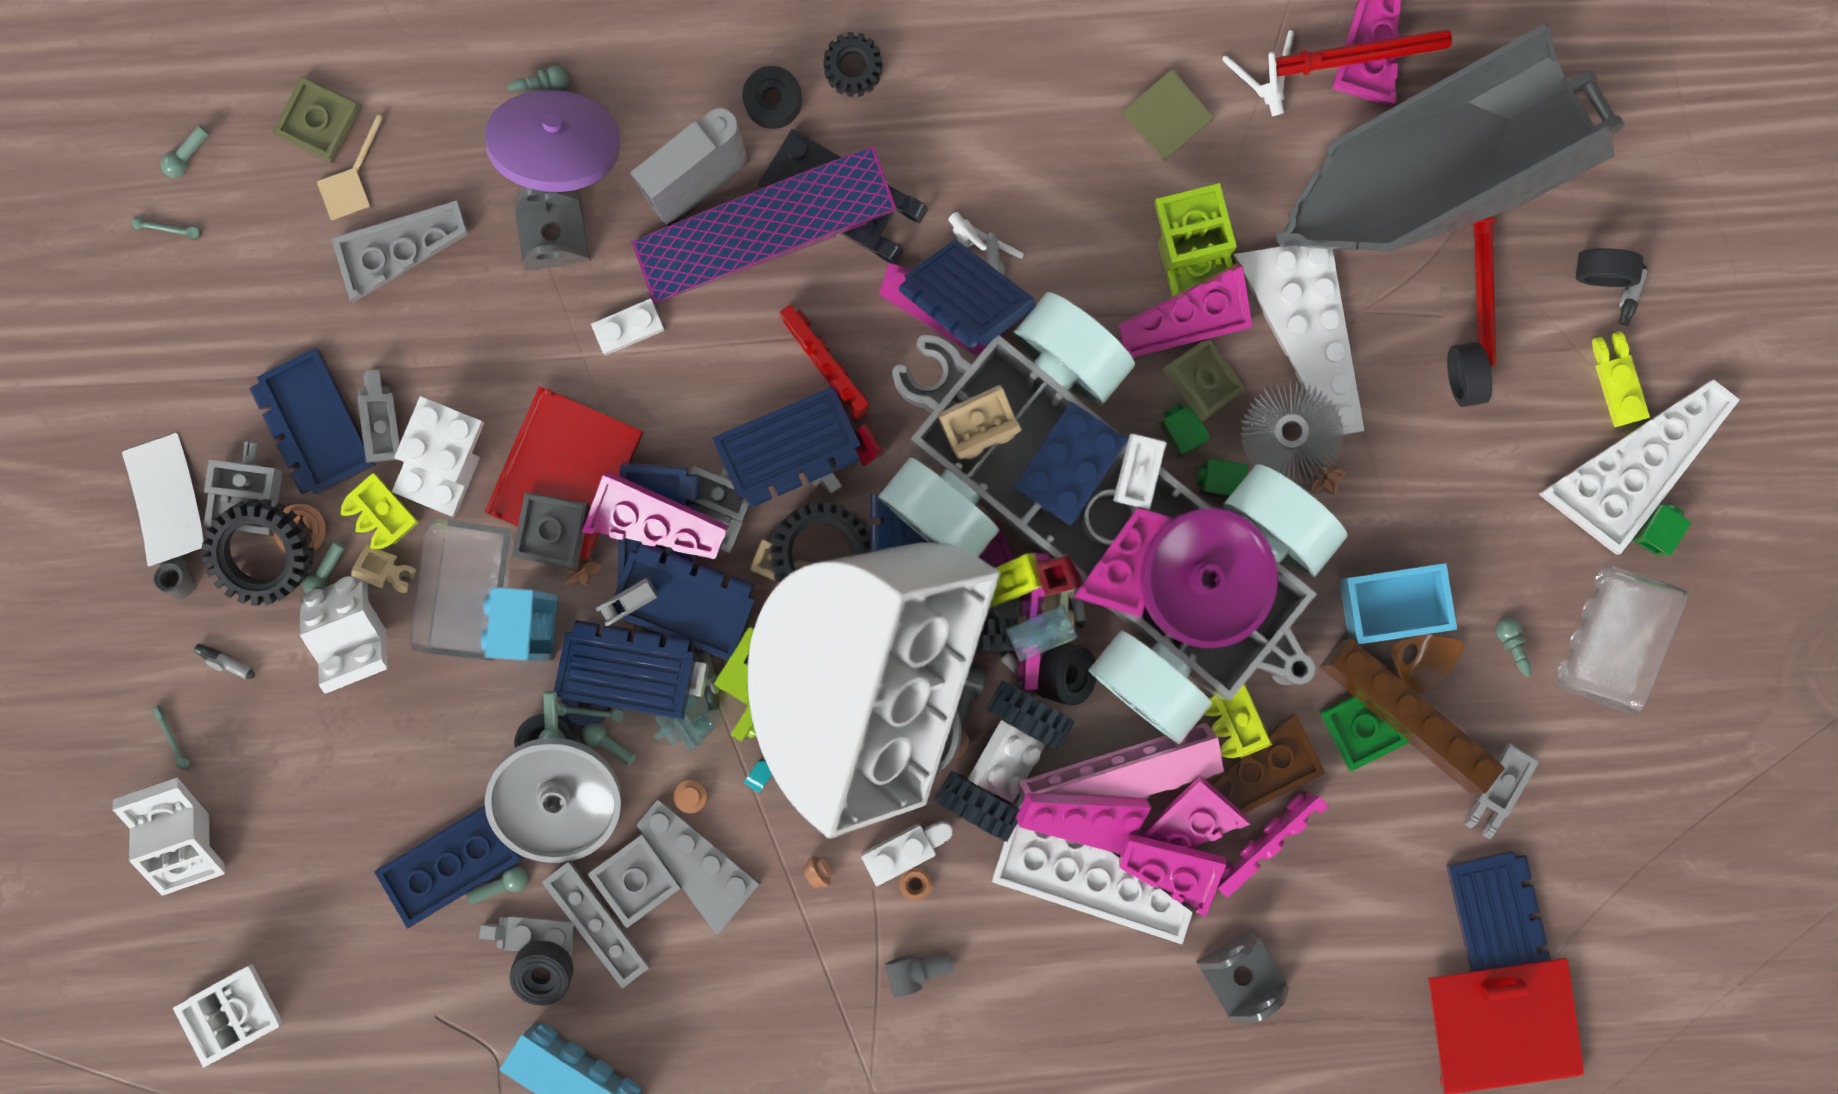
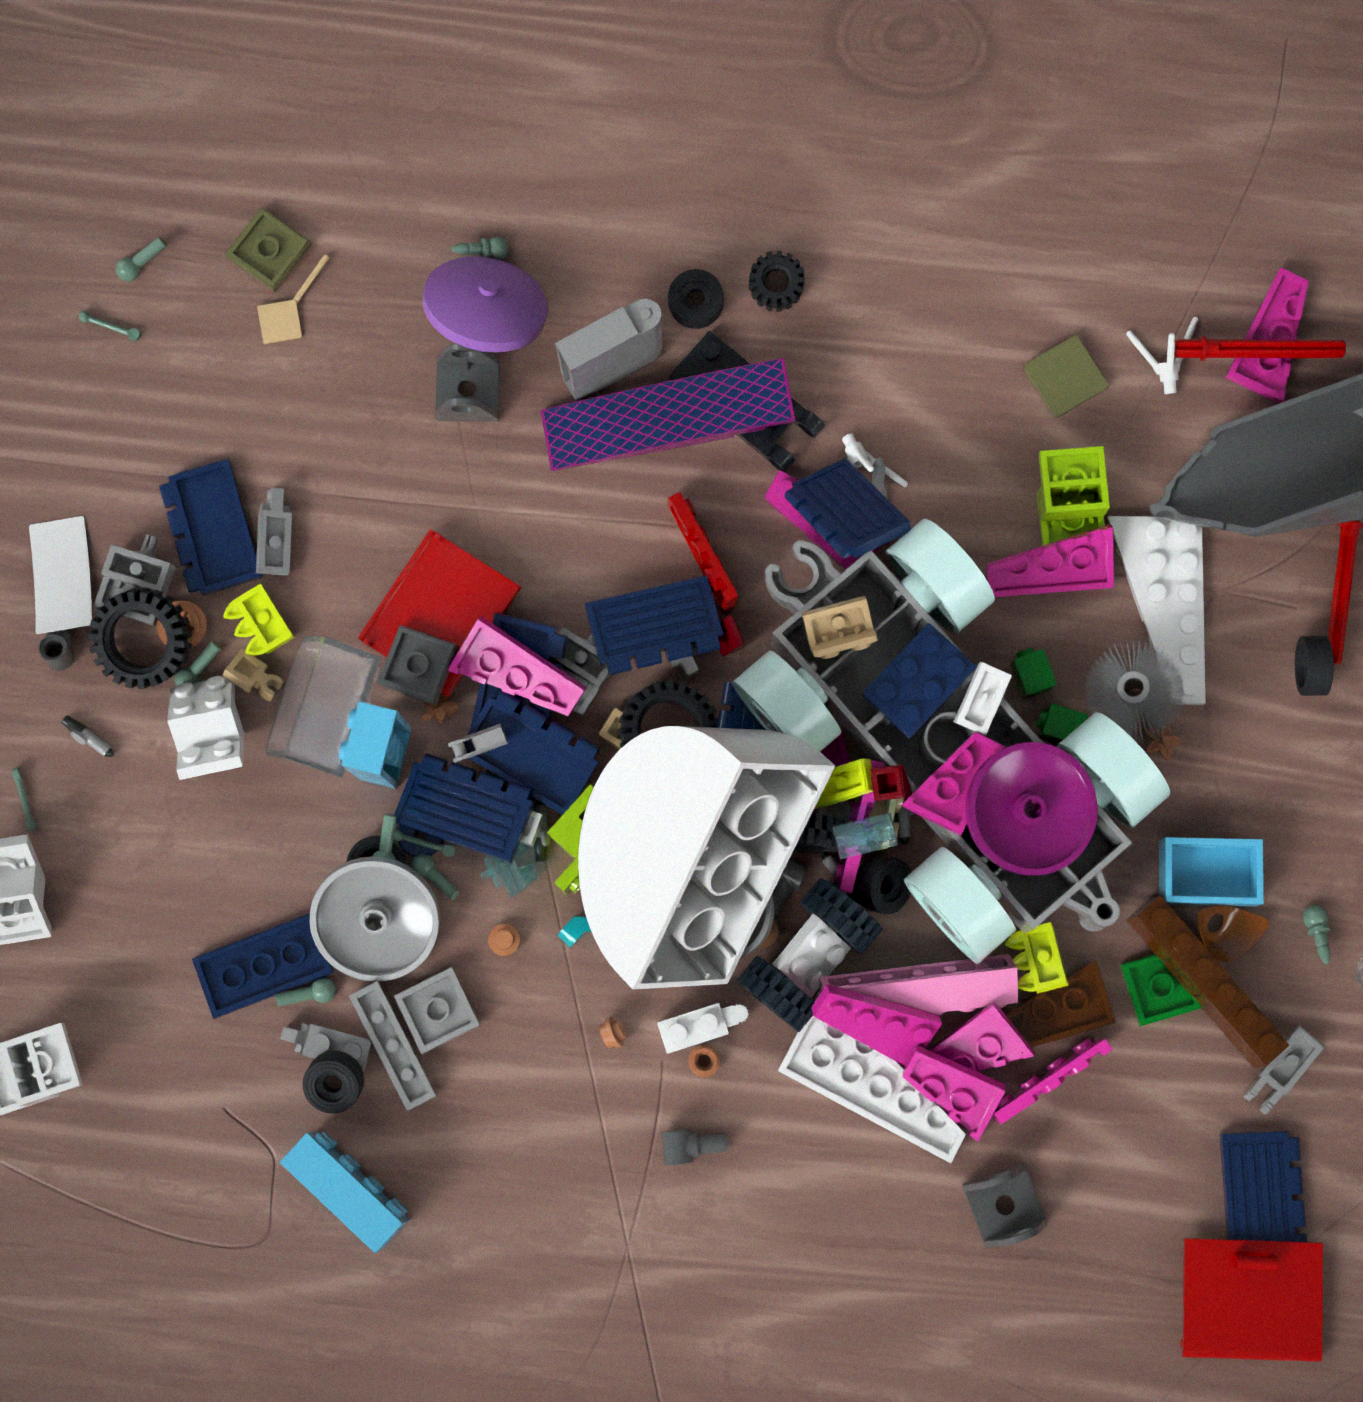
camera: 15 degrees right, 5 degrees down
(393, 247) = (313, 379): light grey wing -> none
(437, 456) = (324, 578): white bracket -> none
(627, 327) = (522, 488): white plate -> none
(702, 869) = (502, 1011): light grey wing -> none
(1204, 379) = (1060, 628): olive tile -> none

